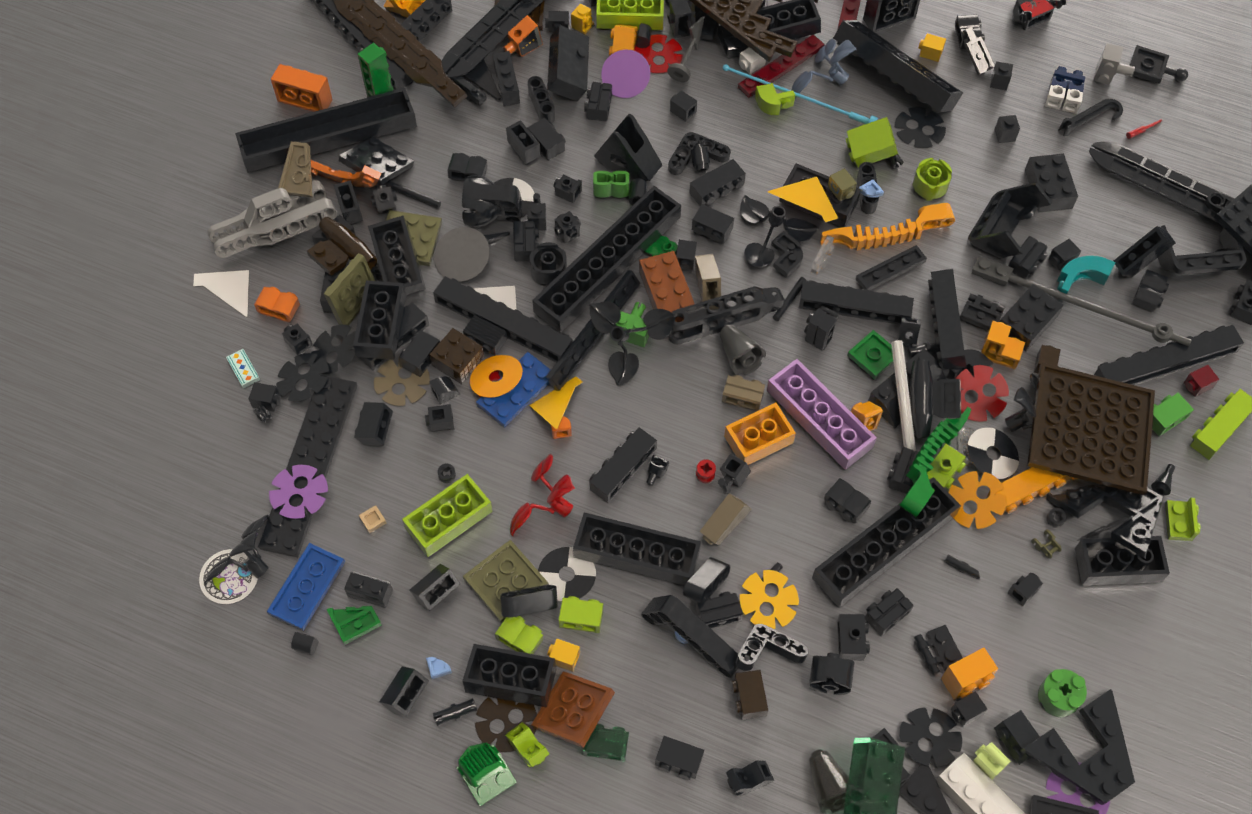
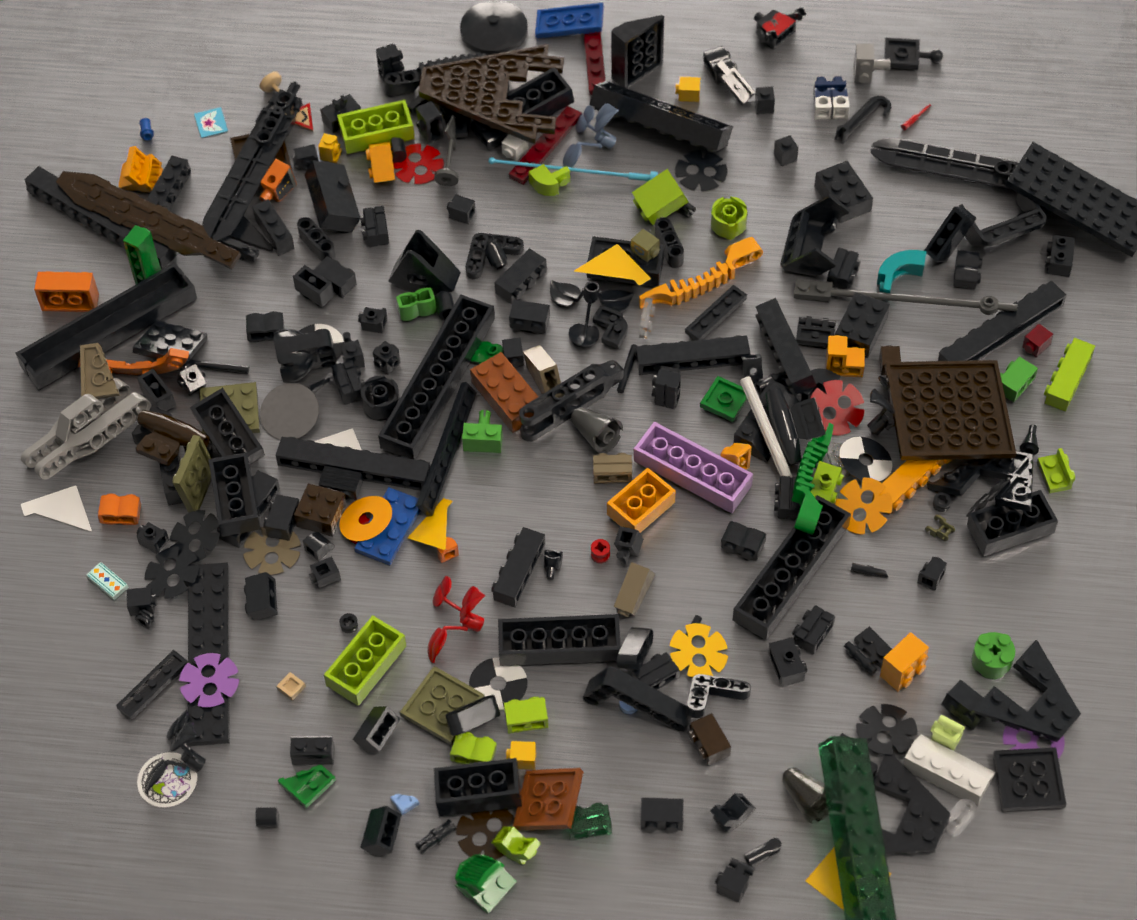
camera: 15 degrees left, 5 degrees down
(246, 480) = (152, 685): none -> black plate
(306, 586) = (249, 766): blue plate -> none
(604, 318) = (457, 430): black plant -> none
(626, 72) = (394, 190): medium lavender sticker -> none
(831, 674) = (779, 698): black brick -> none
(871, 189) = (674, 243): light blue tile -> none
(968, 709) = (913, 694): black brick -> none
(1064, 254) = (876, 256): black brick -> none

